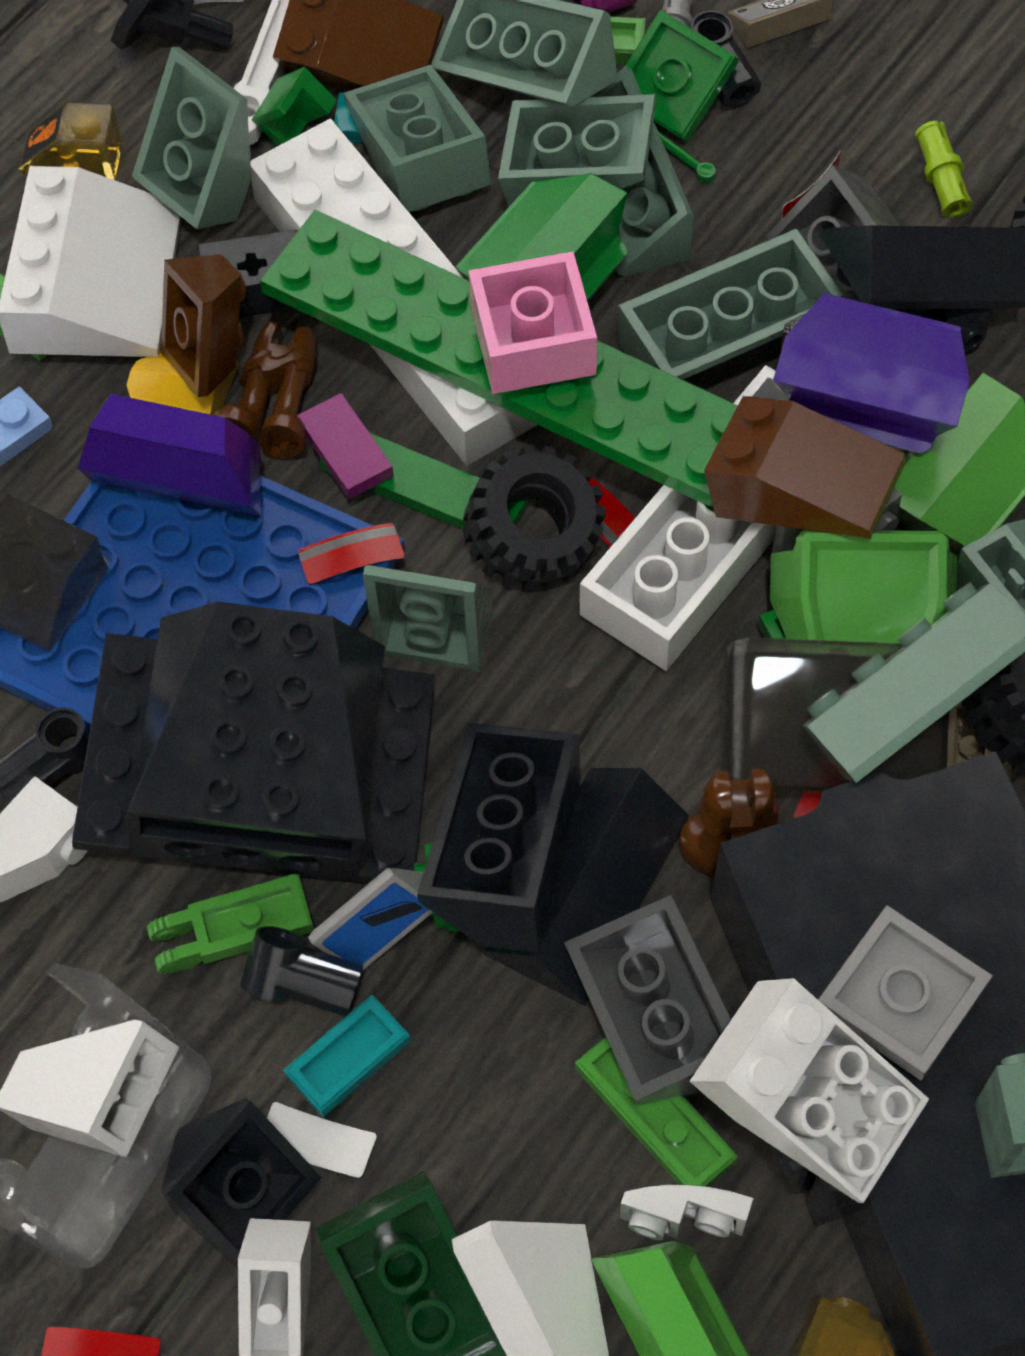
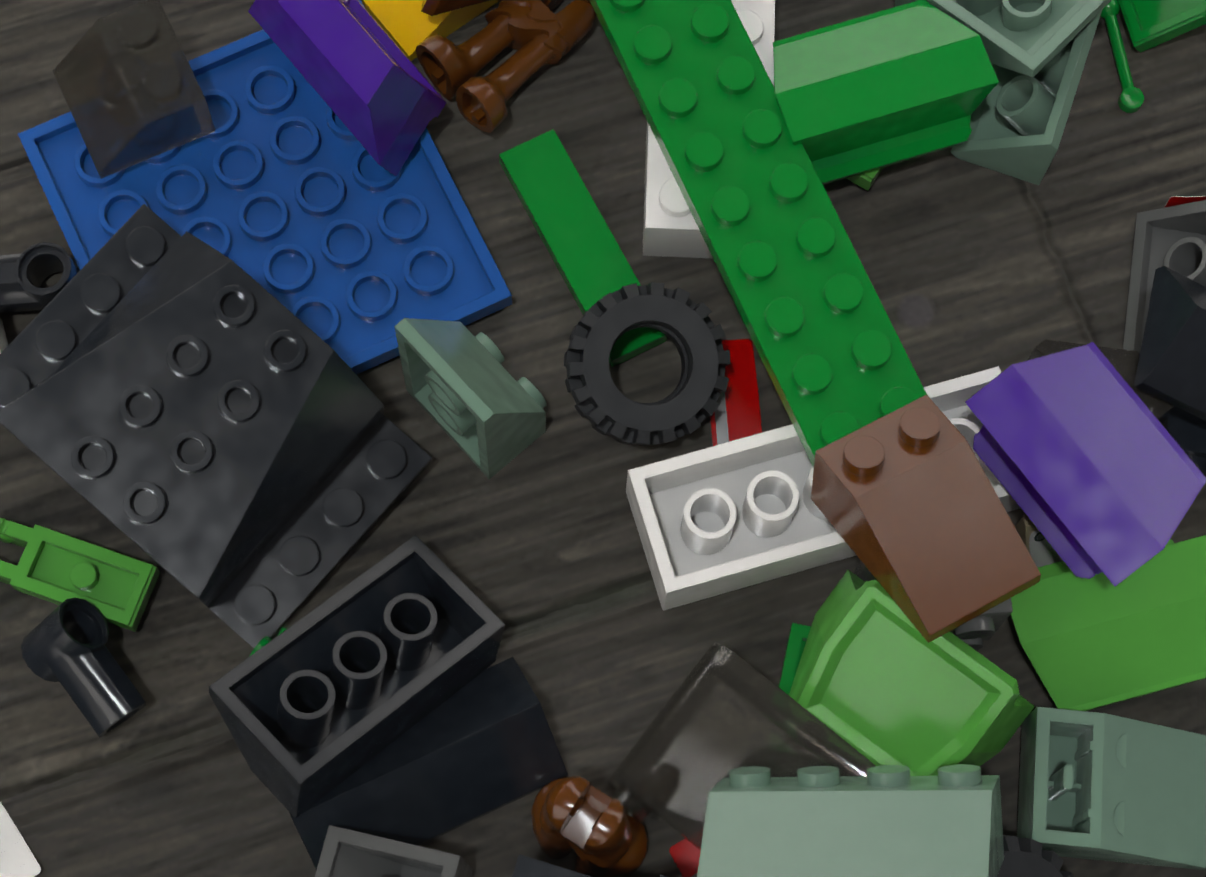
camera: 30 degrees right, 10 degrees up
(345, 446) = (530, 157): magenta tile -> none
(347, 1056) = (73, 775): teal tile -> none
(350, 551) = (451, 273): red sticker -> none
(373, 918) = (177, 664): slope -> none
(533, 322) = (772, 168): bright pink brick -> none
(724, 307) = (1016, 276): sand green slope -> none

